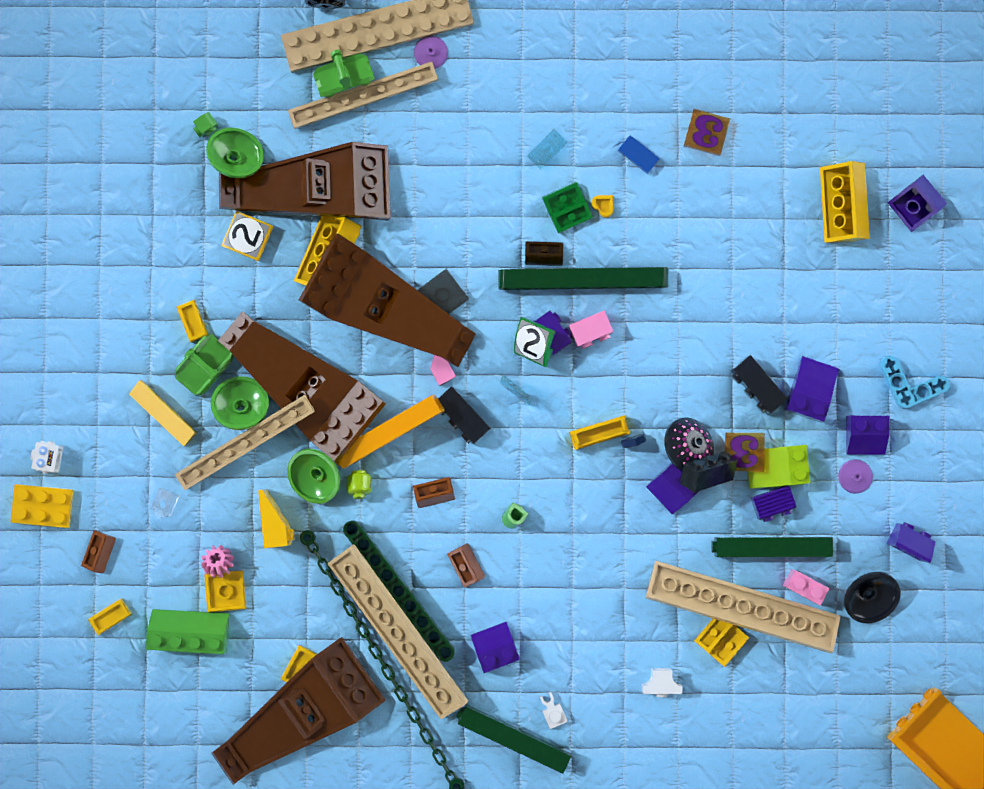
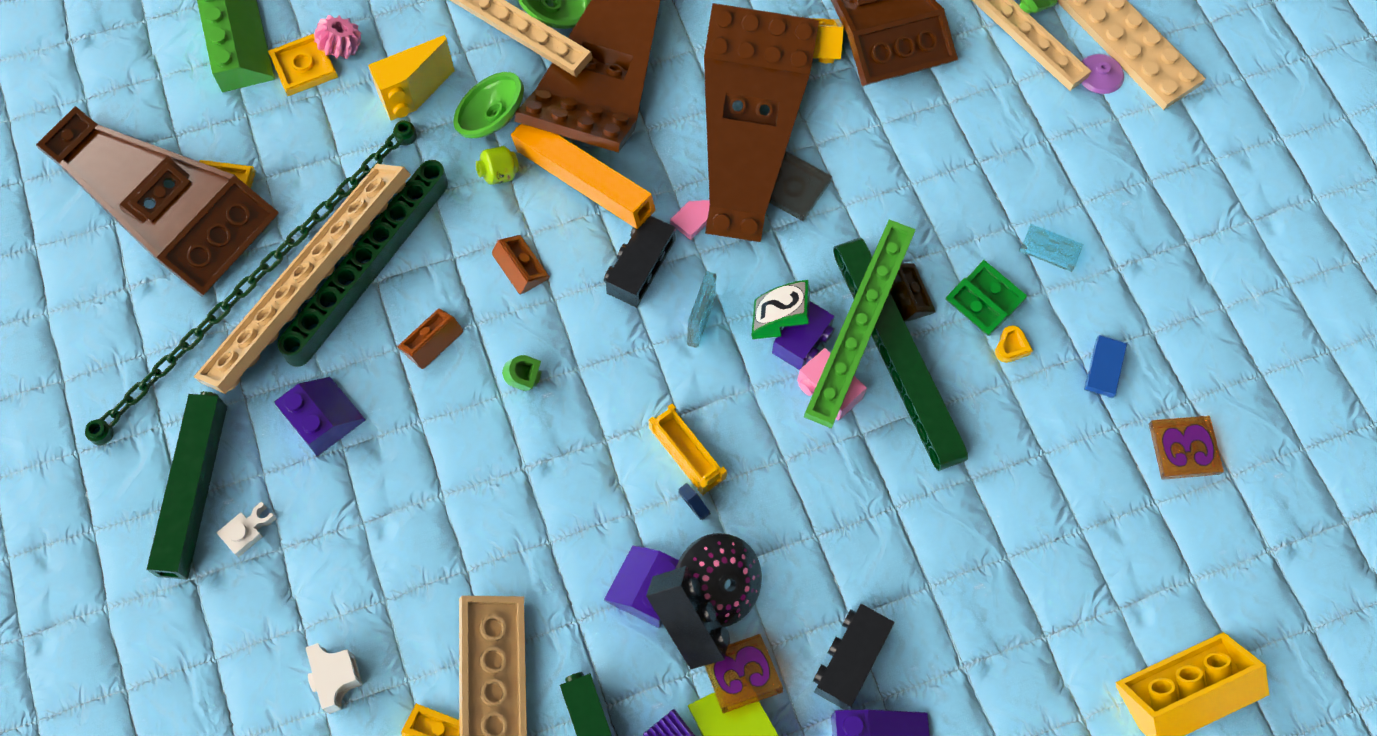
camera: 65 degrees right, 20 degrees down
(562, 296) = (859, 324): none -> bright green plate

